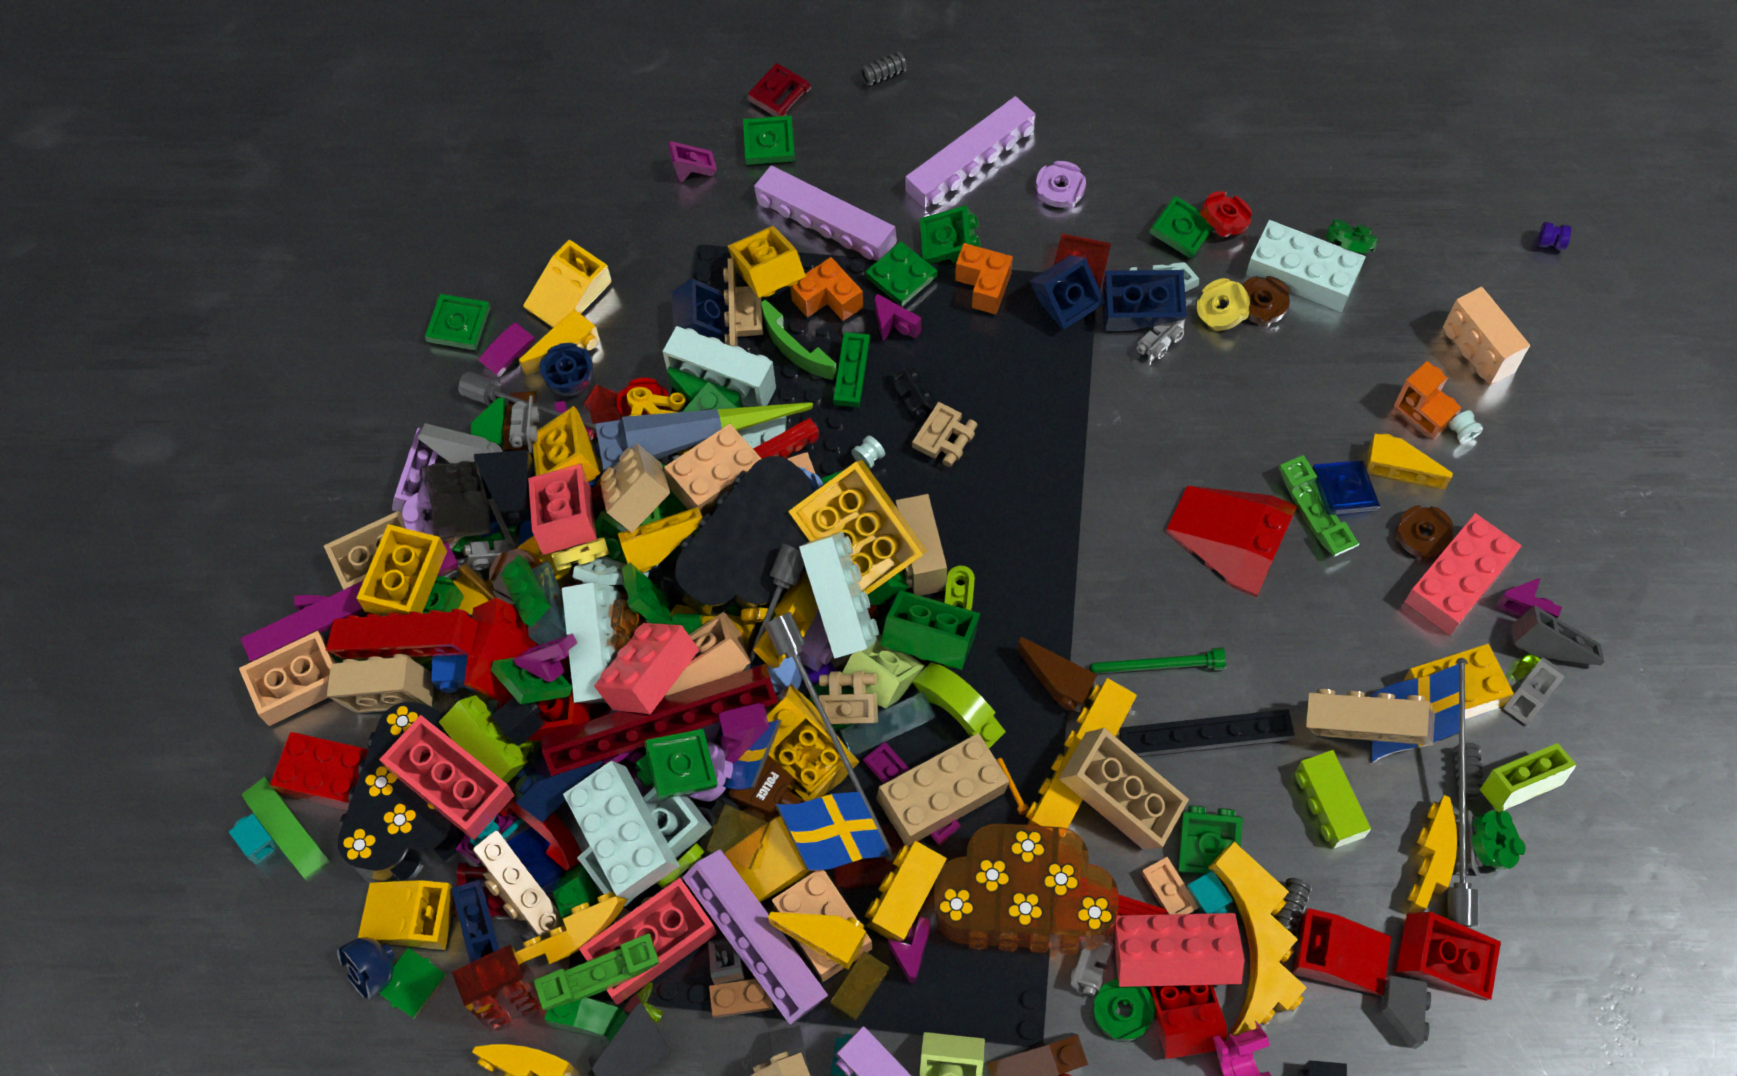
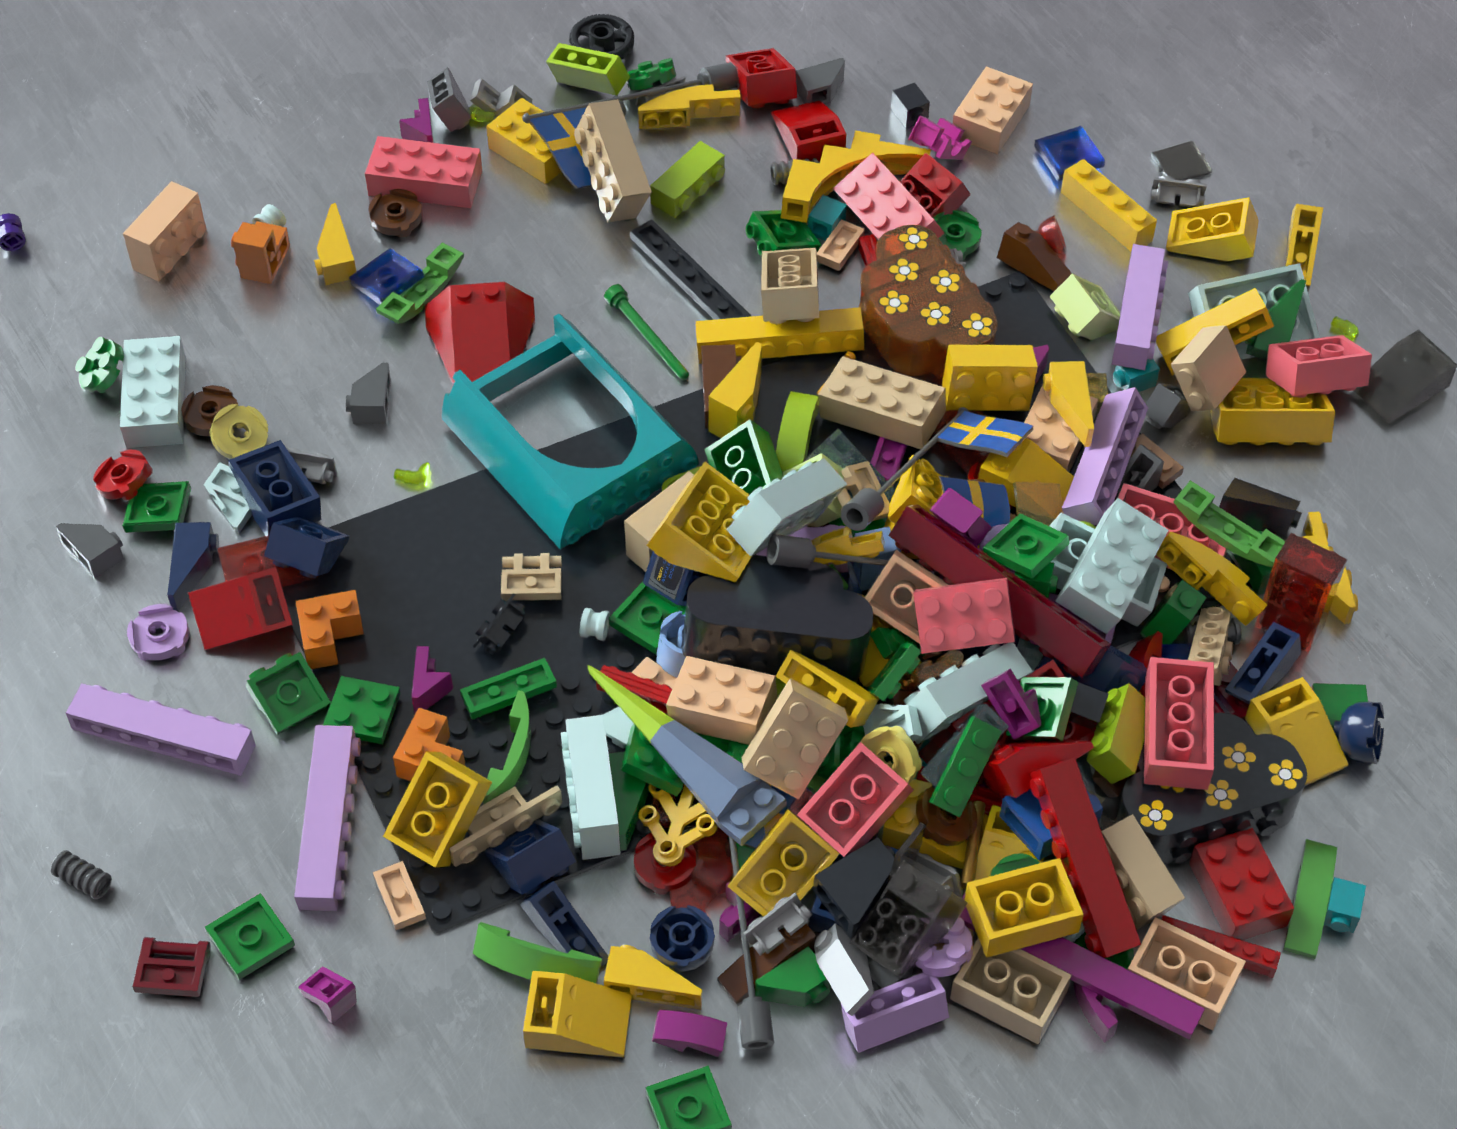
camera: 125 degrees left, 10 degrees down
(304, 723) = (1257, 958): none -> red piece
(601, 302) = (522, 957): none -> bright green slope
(638, 313) = (560, 922): none -> dark blue slope
(730, 231) = (399, 895): none -> light nougat plate
(1017, 673) = (736, 395): none -> yellow slope
(1027, 588) = (559, 496): none -> teal panel
(1038, 237) = (240, 608): none -> red slope
(1106, 411) = (412, 477): none -> clear neon green animal
(1114, 225) = (190, 559): none -> dark blue slope
(1168, 170) = (91, 546): none -> dark grey slope
(1209, 415) = (370, 397): none -> dark grey slope
(1578, 852) = (602, 34): none -> black wheel

